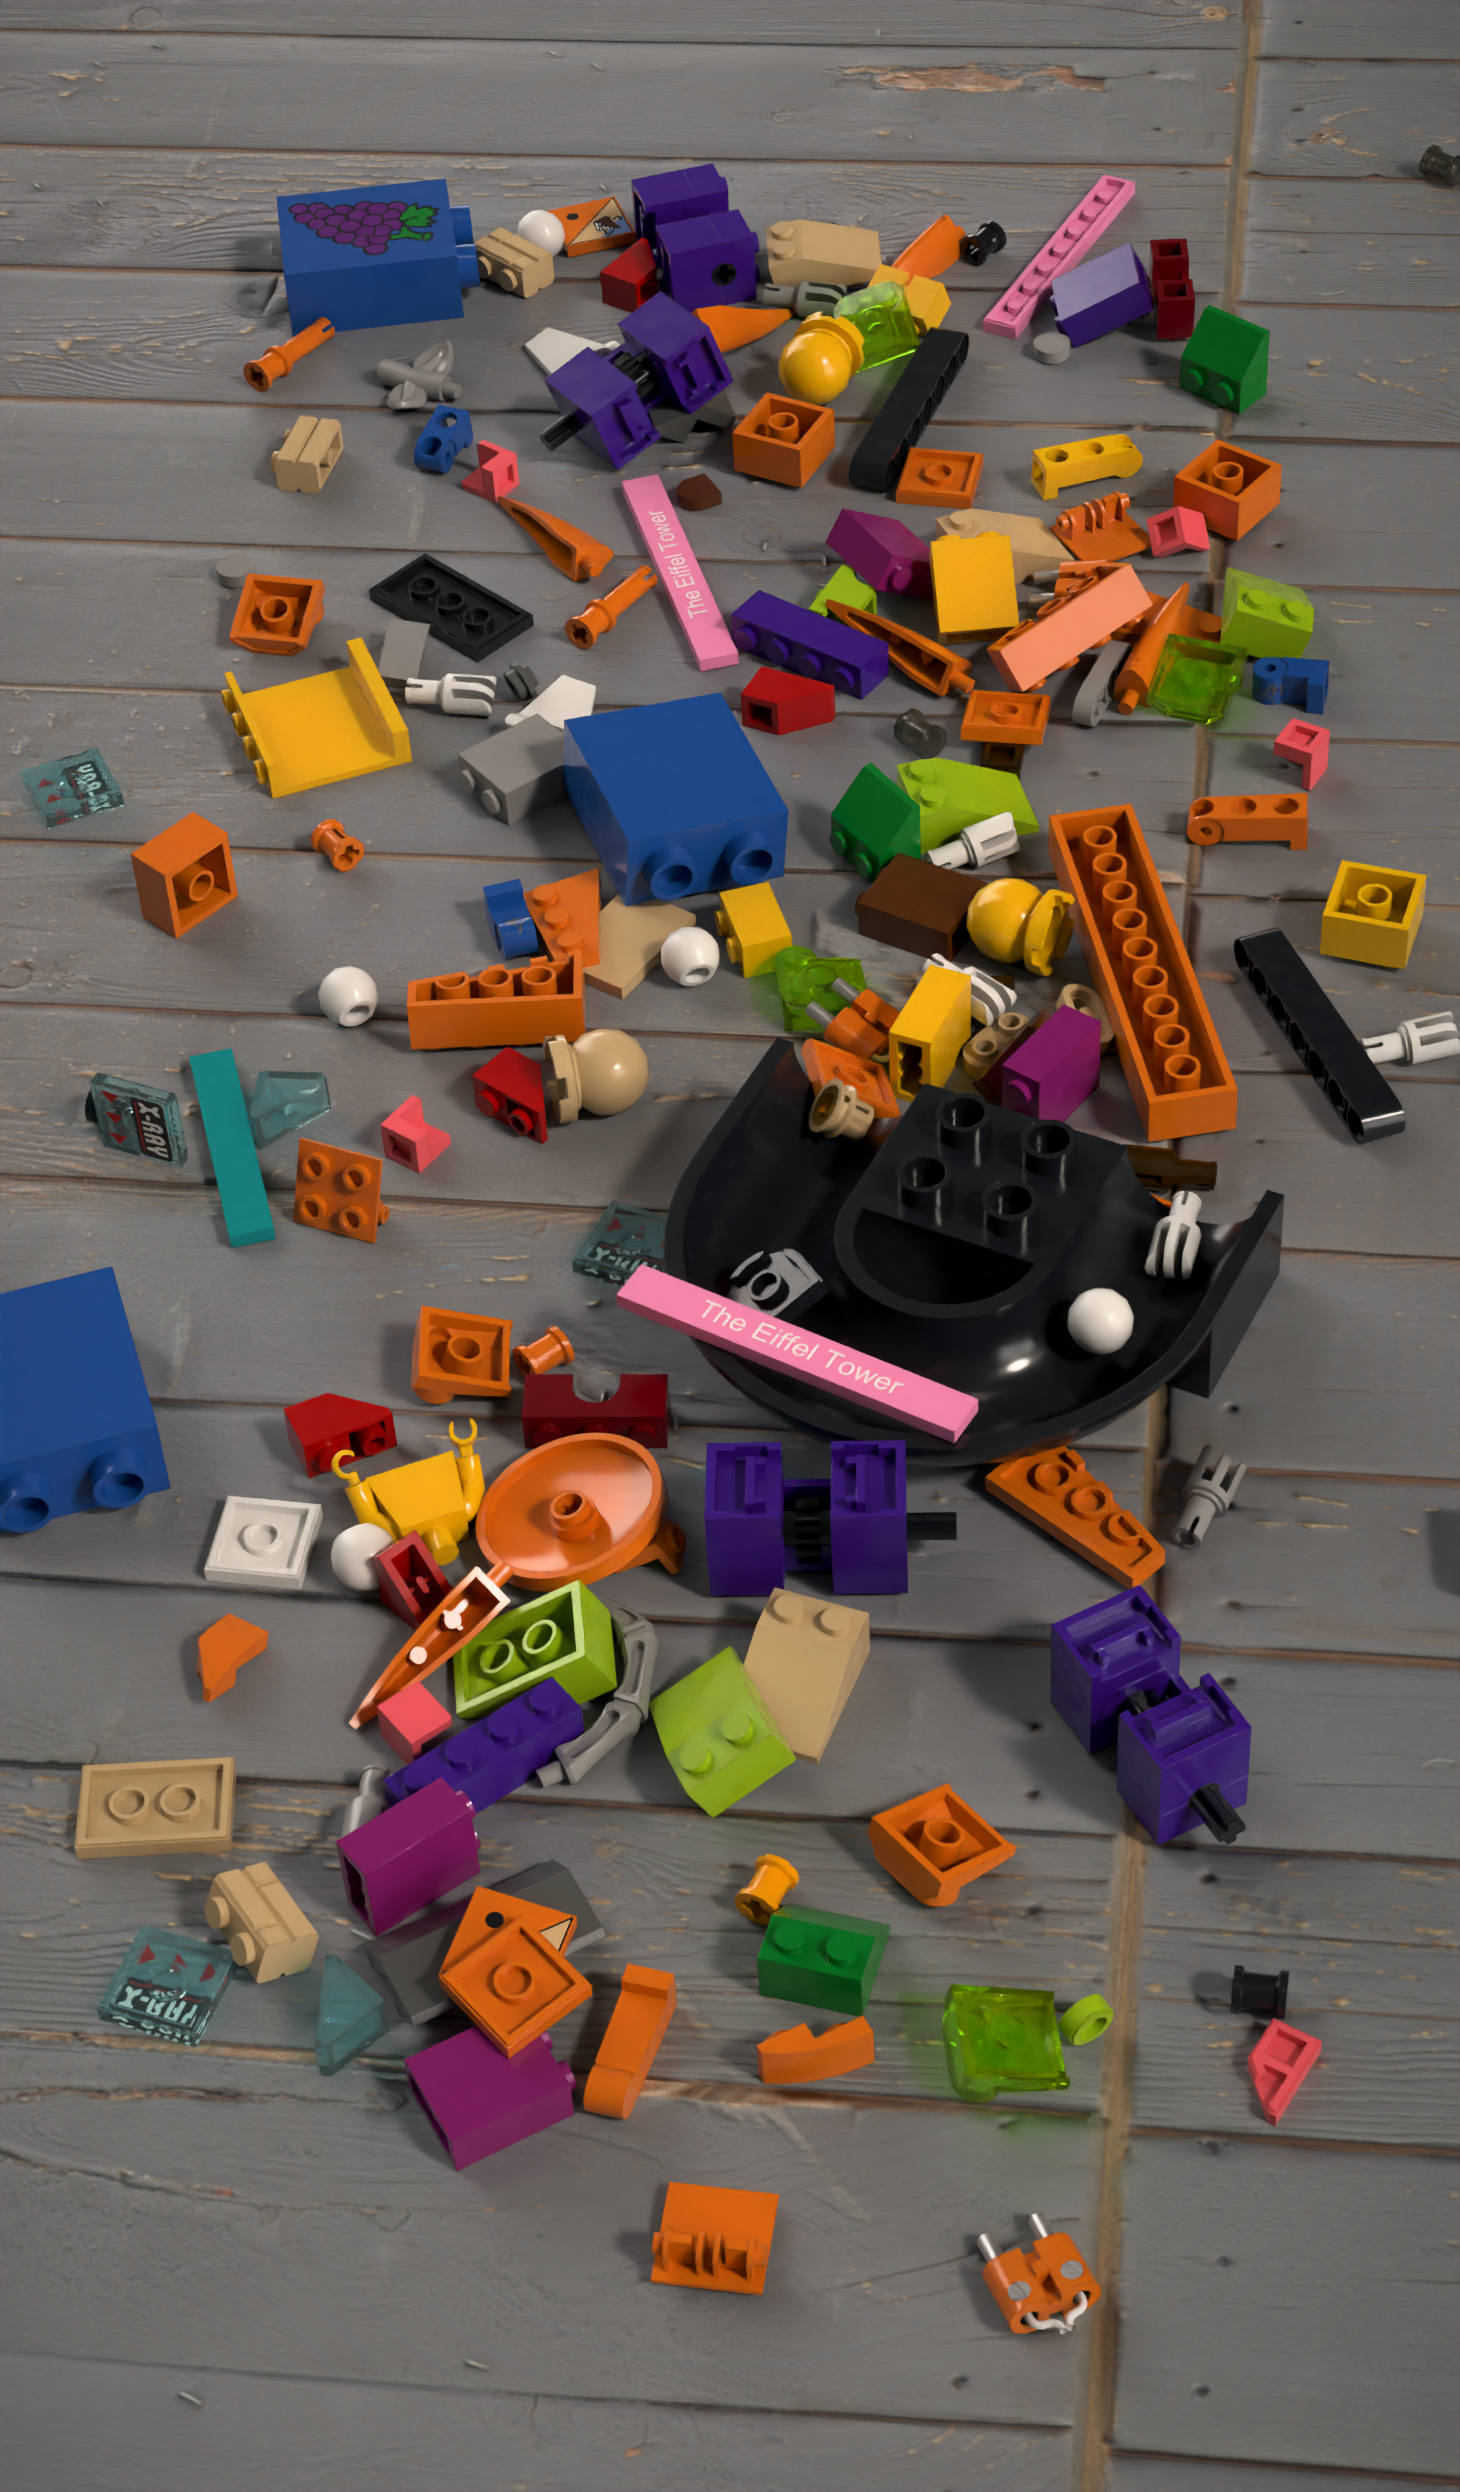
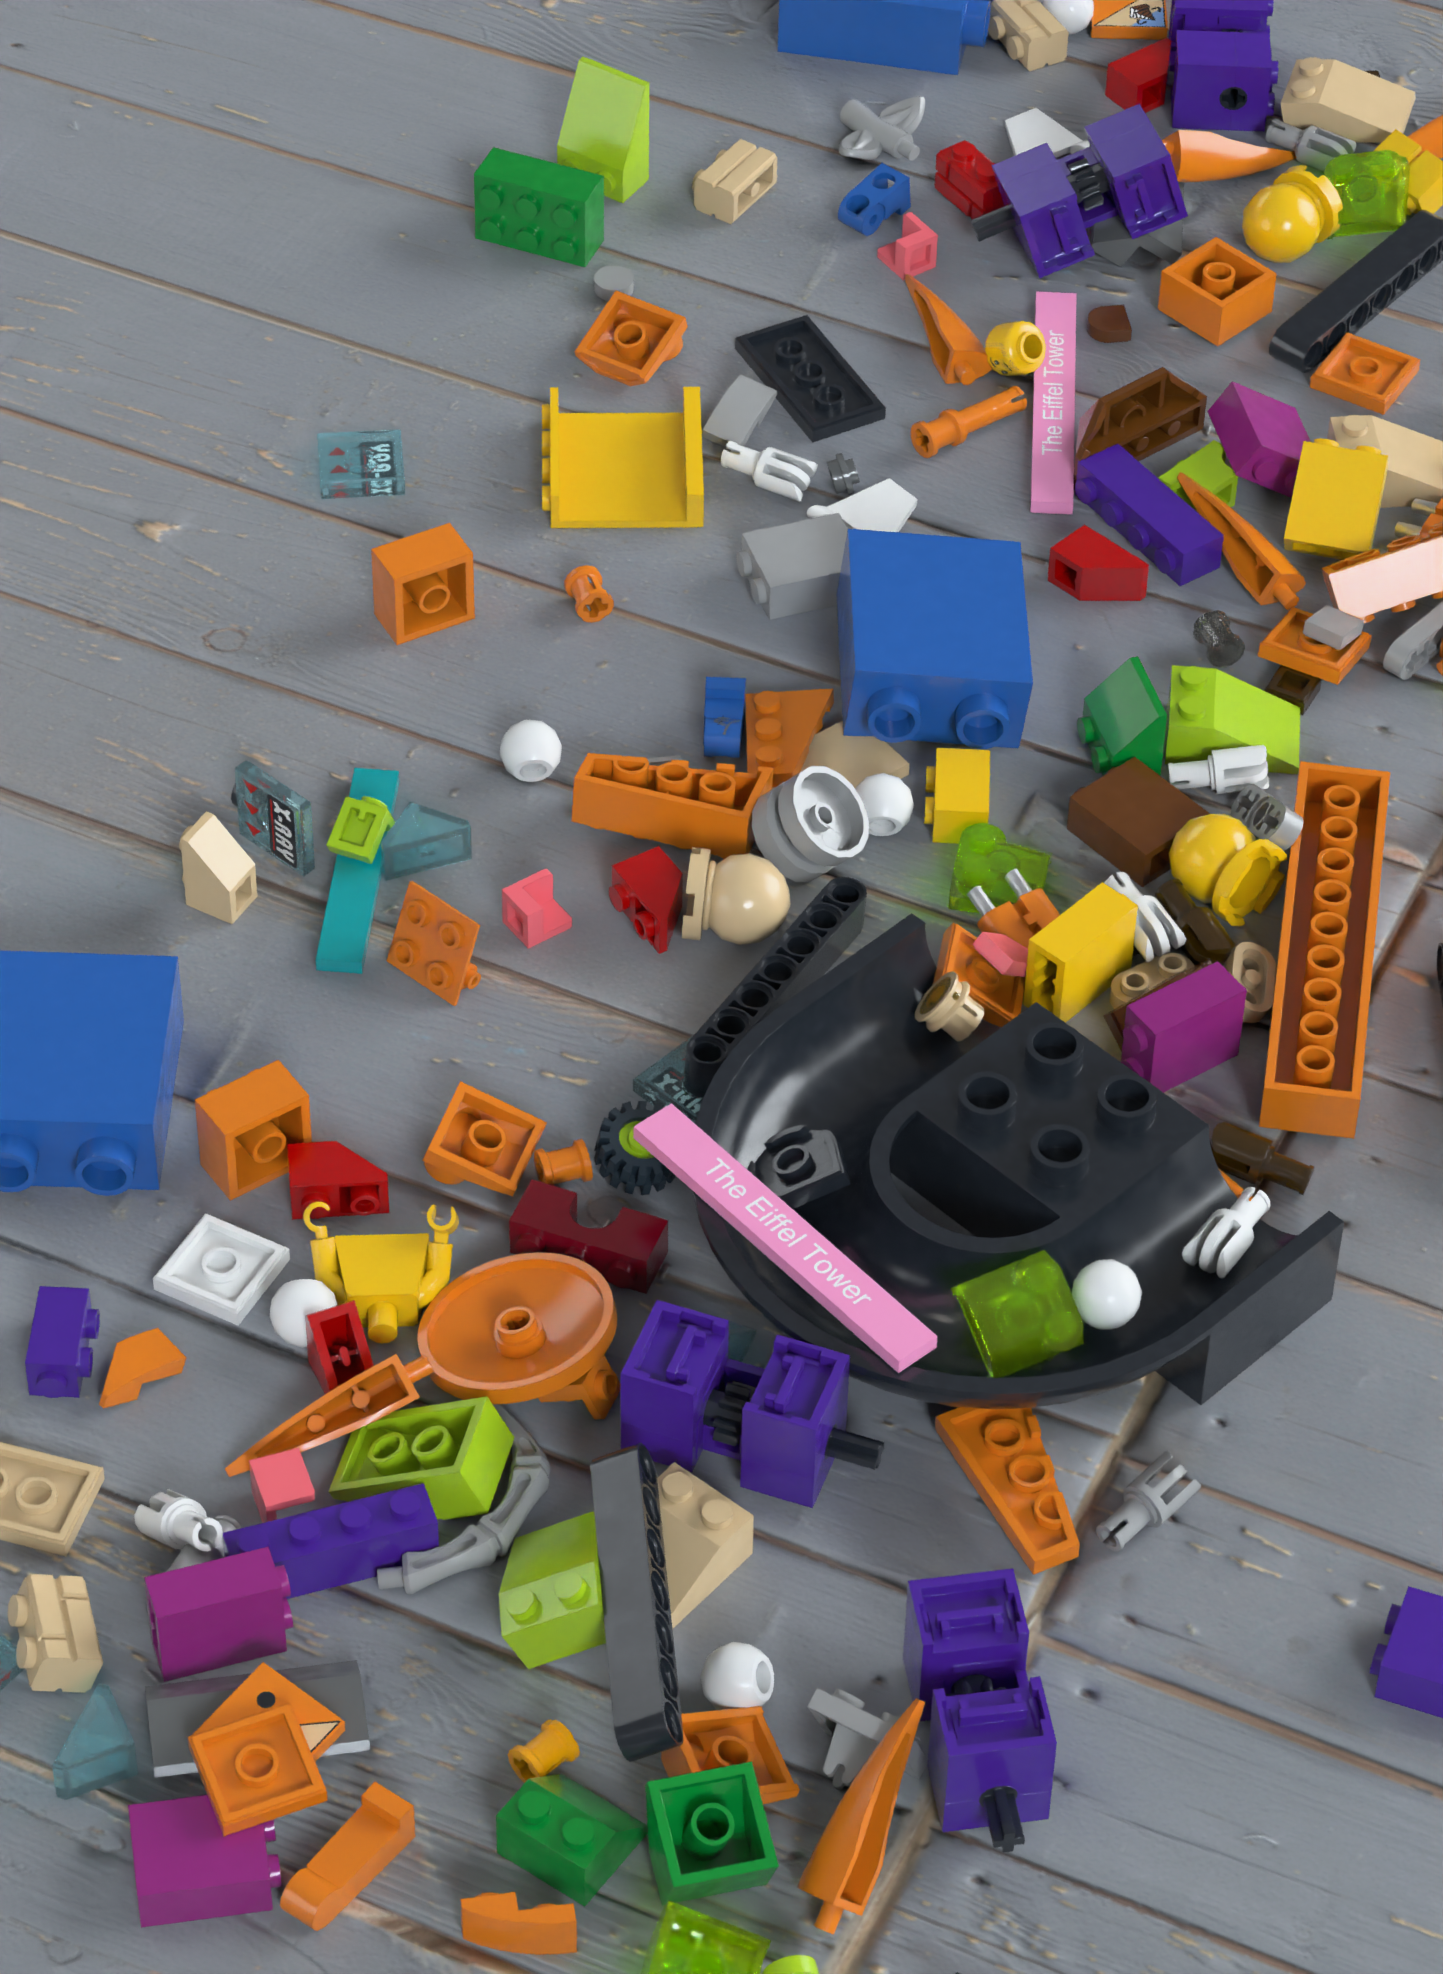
camera: 15 degrees right, 0 degrees up
(104, 1182) = (216, 870): none -> tan slope
(142, 519) = (539, 207): none -> green brick
(142, 1653) = (60, 1342): none -> dark purple brick
(177, 437) = (607, 128): none -> lime slope
(223, 1107) = (360, 828): none -> lime bracket
(242, 1404) = (248, 1128): none -> orange brick
(280, 359) = (750, 73): orange pin -> none
(332, 1784) = (178, 1522): none -> white arm
(520, 401) = (967, 179): none -> red brick
(600, 1324) = (624, 1156): none -> black wheel
(628, 533) = (1015, 348): none -> yellow head
(638, 987) = (810, 823): none -> light grey wheel
(667, 1142) = (785, 970): none -> black beam
(767, 561) = (1142, 417): none -> reddish brown wedge
(802, 1724) = (636, 1603): none -> black beam
(864, 1053) = (1003, 953): none -> coral tile
(914, 1764) = (737, 1677): none -> white piece
(958, 1912) = (708, 1833): none -> green slope
(1018, 696) = (1333, 627): none -> light grey tile
(1031, 989) = (1203, 932): none -> dark brown arm
(1034, 1359) = (1020, 1314): none -> clear neon green slope
(1040, 870) = (1267, 816): none -> light grey beam
(1059, 1783) = (855, 1736): none -> light grey plate
(1090, 1877) = (855, 1838): none -> orange piece

